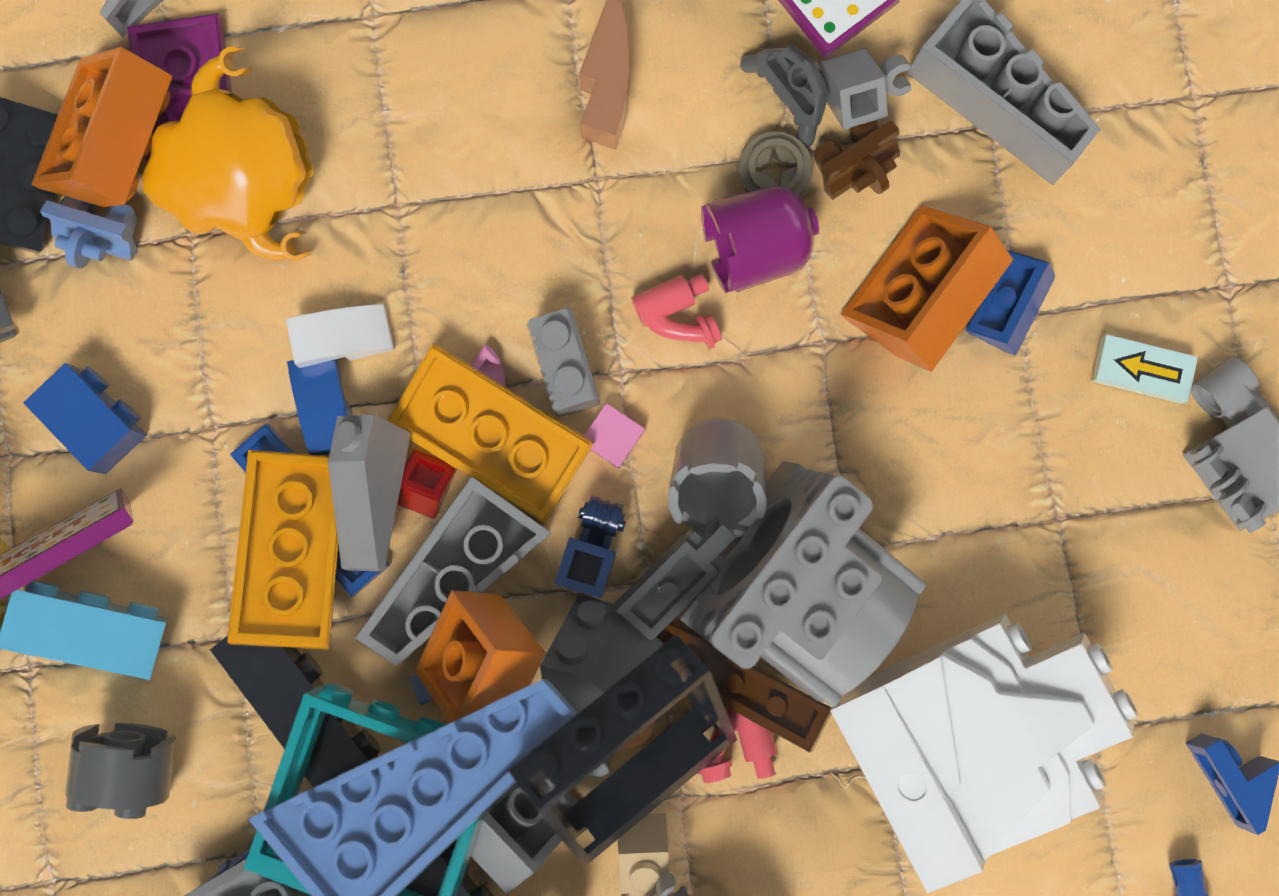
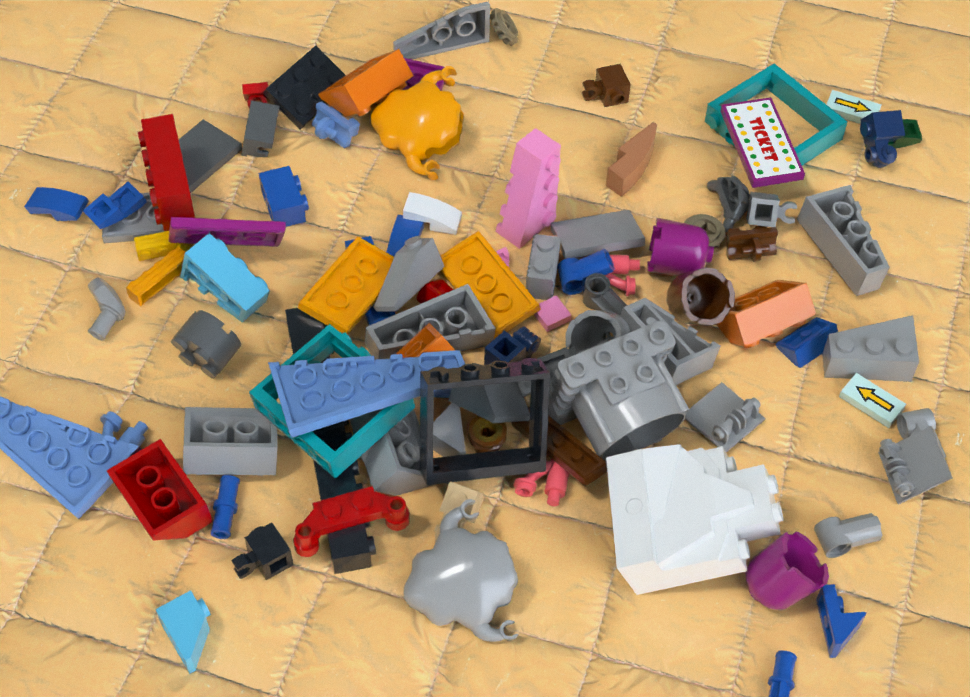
camera: 25 degrees right, 30 degrees down
(486, 249) = (531, 189): none -> bright pink wedge
(617, 255) = (597, 232): none -> light grey tile
(622, 347) = (575, 271): none -> blue piece
(693, 384) = (604, 298): none -> dark grey piece
(813, 423) = (690, 353): none -> light grey wedge
(836, 326) = (700, 297): none -> reddish brown cylinder
(944, 504) = (725, 416): none -> light grey hinge
(1128, 284) = (874, 351): none -> light grey wedge
(1163, 763) = (785, 572): none -> magenta cylinder
(1188, 635) = (840, 536): none -> light grey piece

